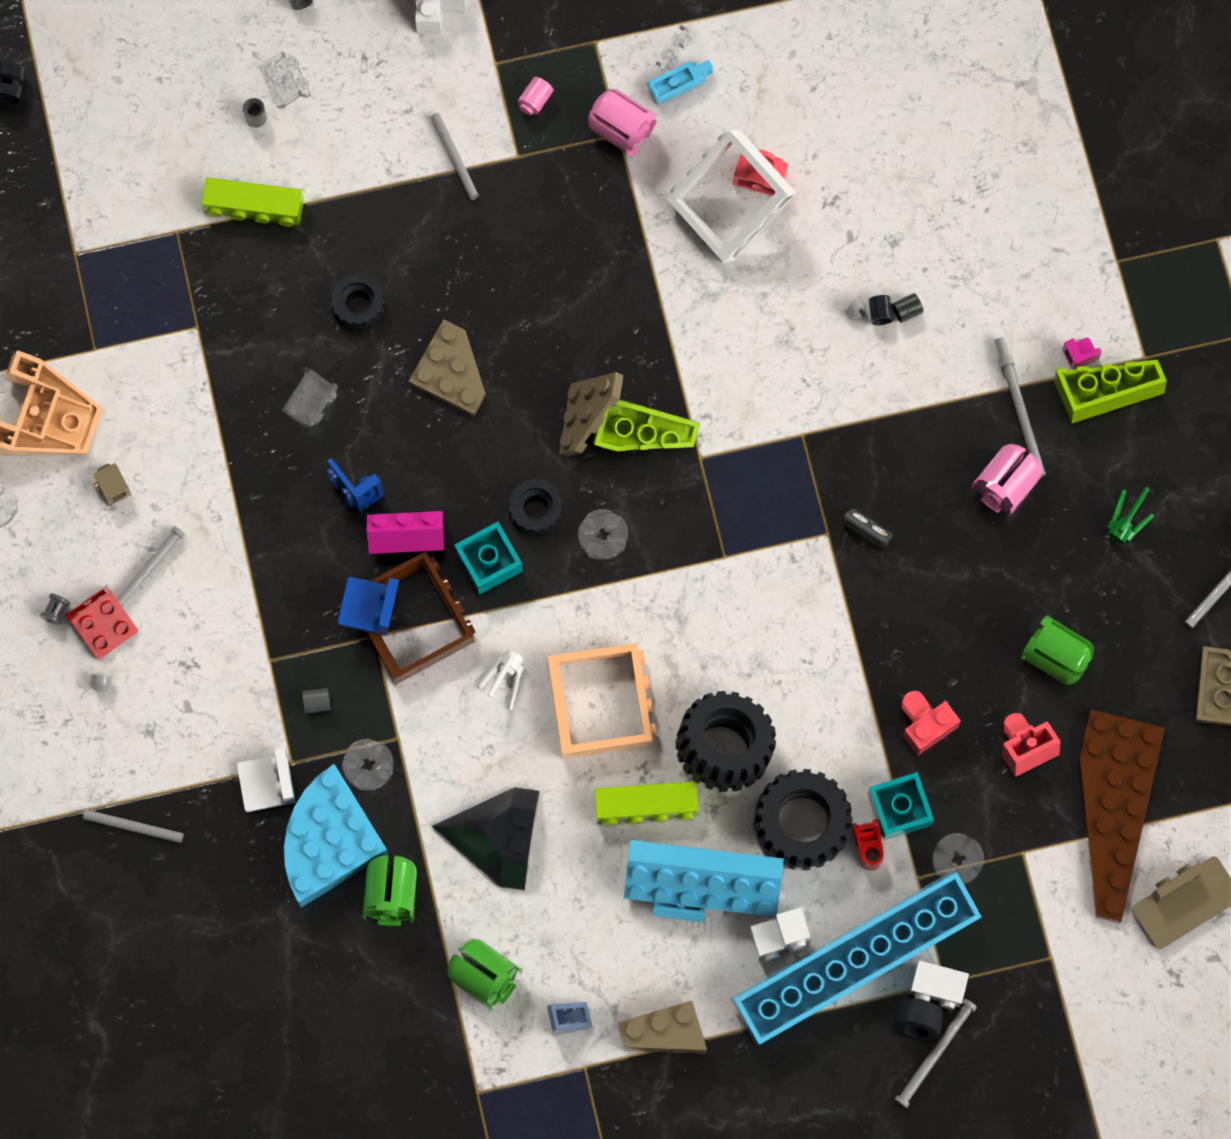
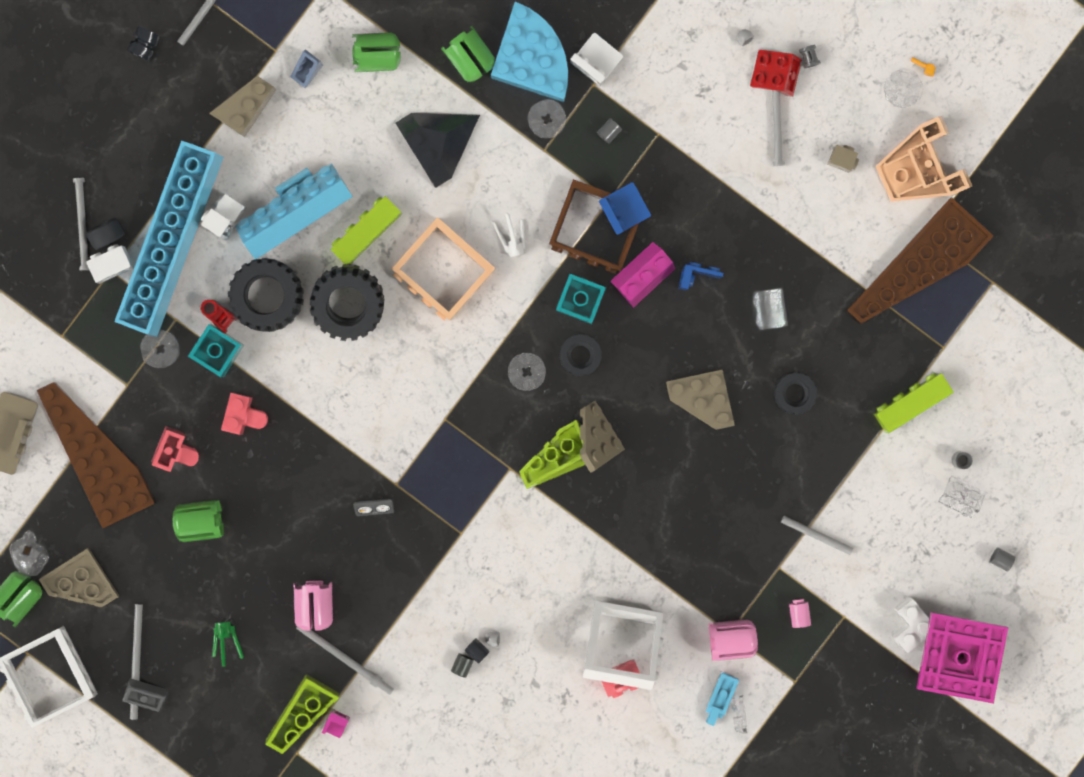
camera: 145 degrees right, 15 degrees up
(100, 324) = (934, 252): none -> reddish brown wing

